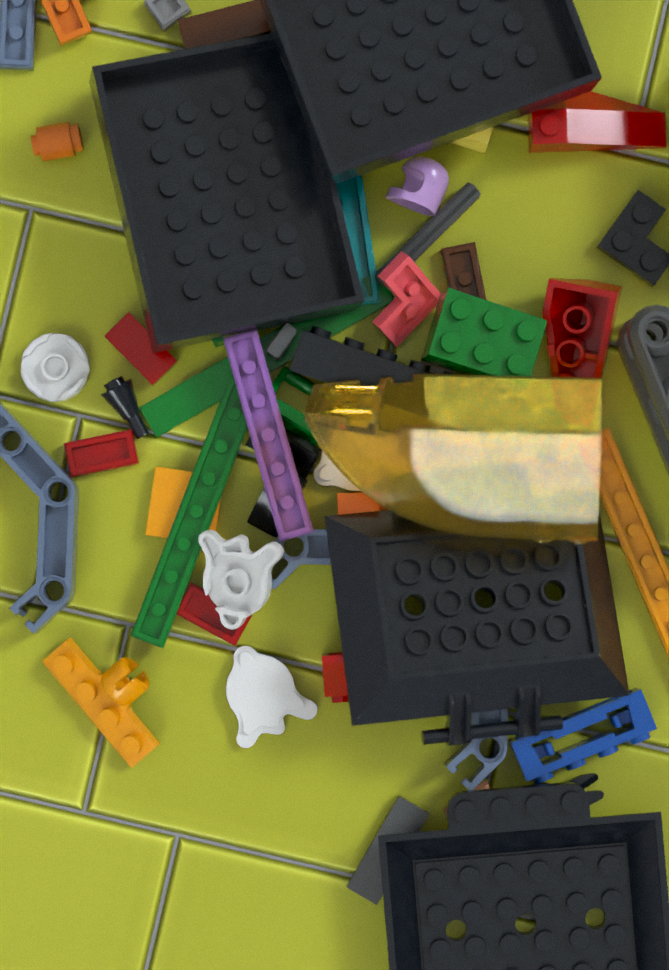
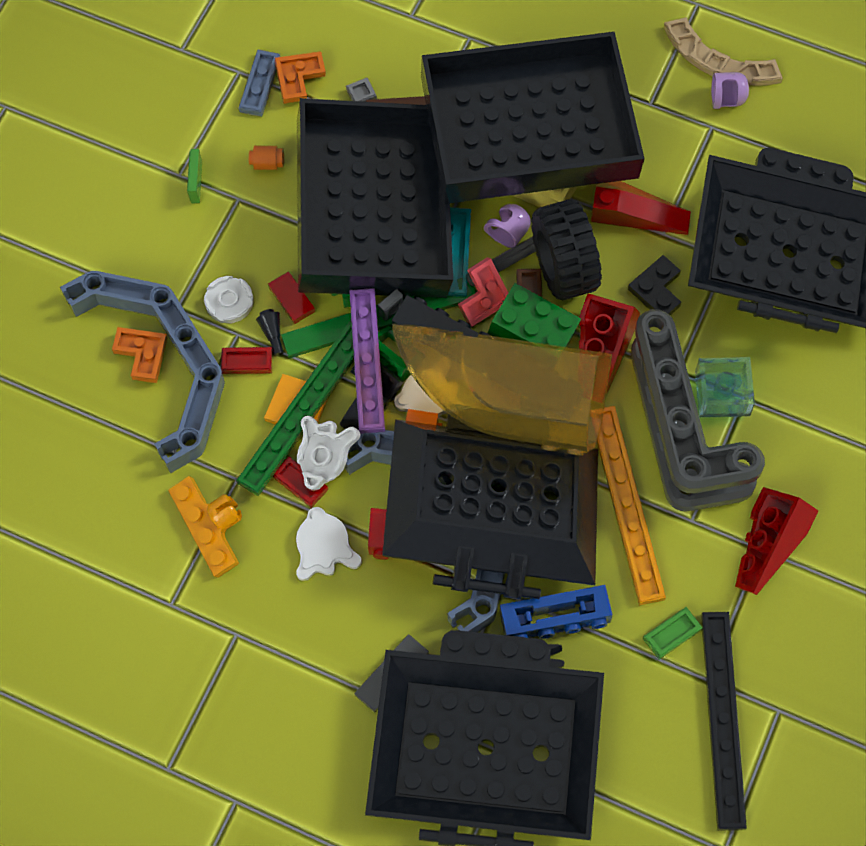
camera: 15 degrees right, 20 degrees down
(511, 225) = (566, 249): none -> black tyre

